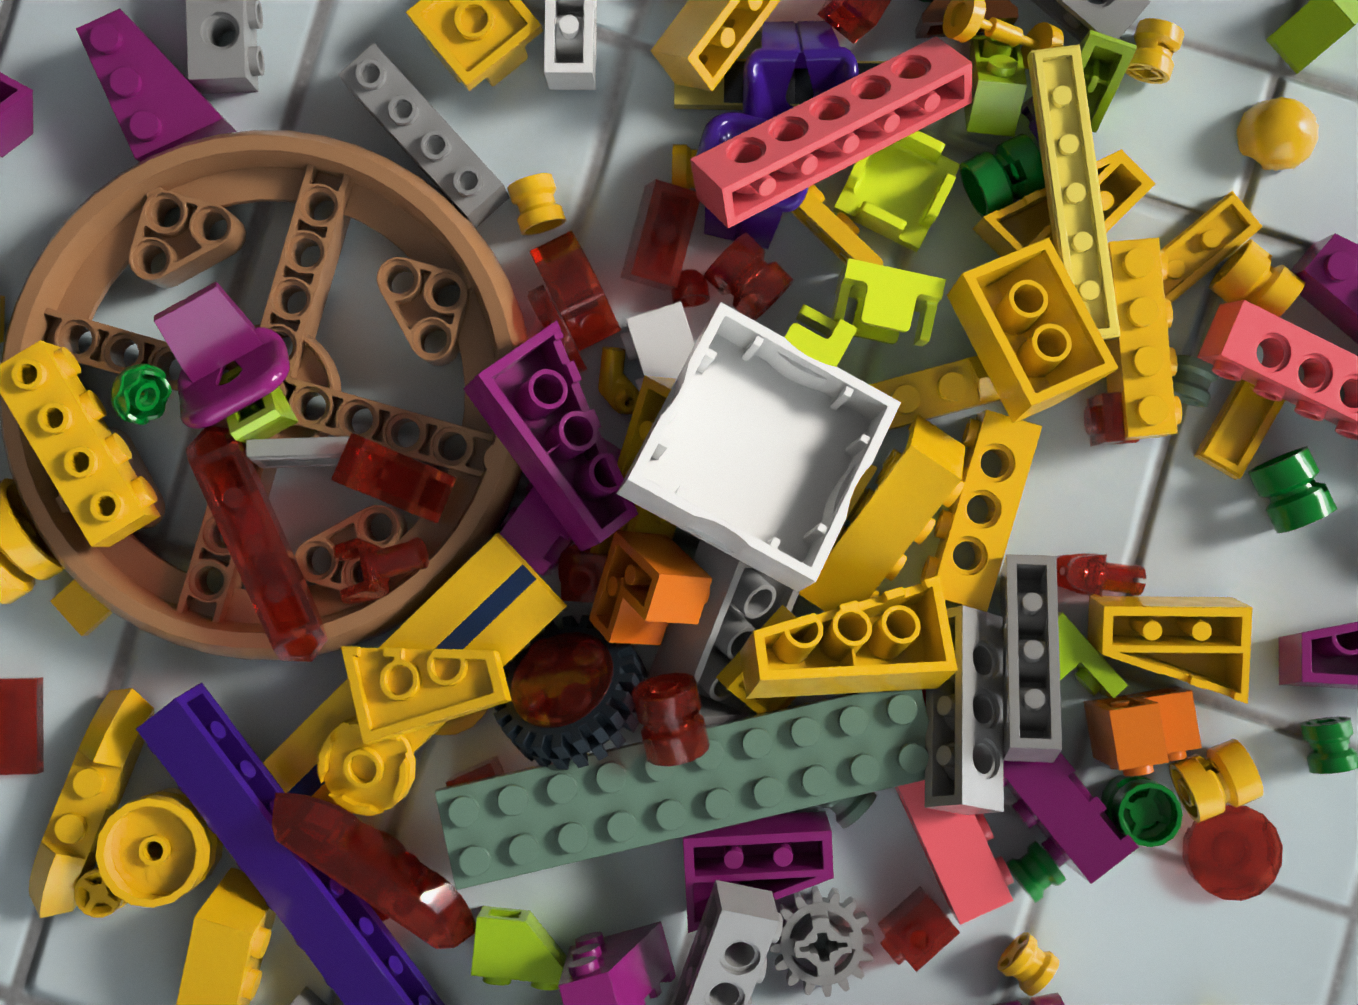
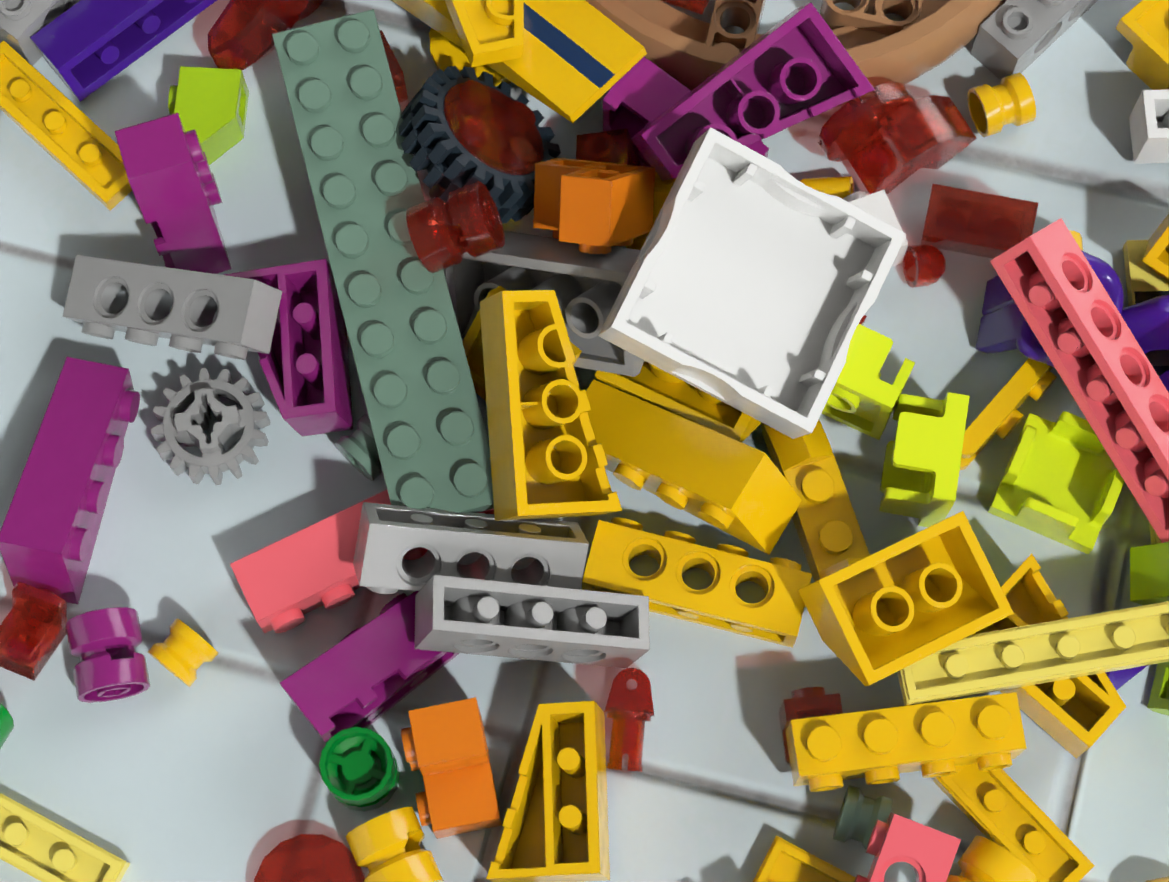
camera: 85 degrees right, 15 degrees down
(748, 277) = (947, 313): clear red wheel -> none
(916, 930) = (222, 526): clear red brick -> none
(998, 178) = (1079, 571): green wheel -> none
(1035, 871) = (284, 653): green wheel -> none
(1094, 670) = (542, 683): lime slope -> none

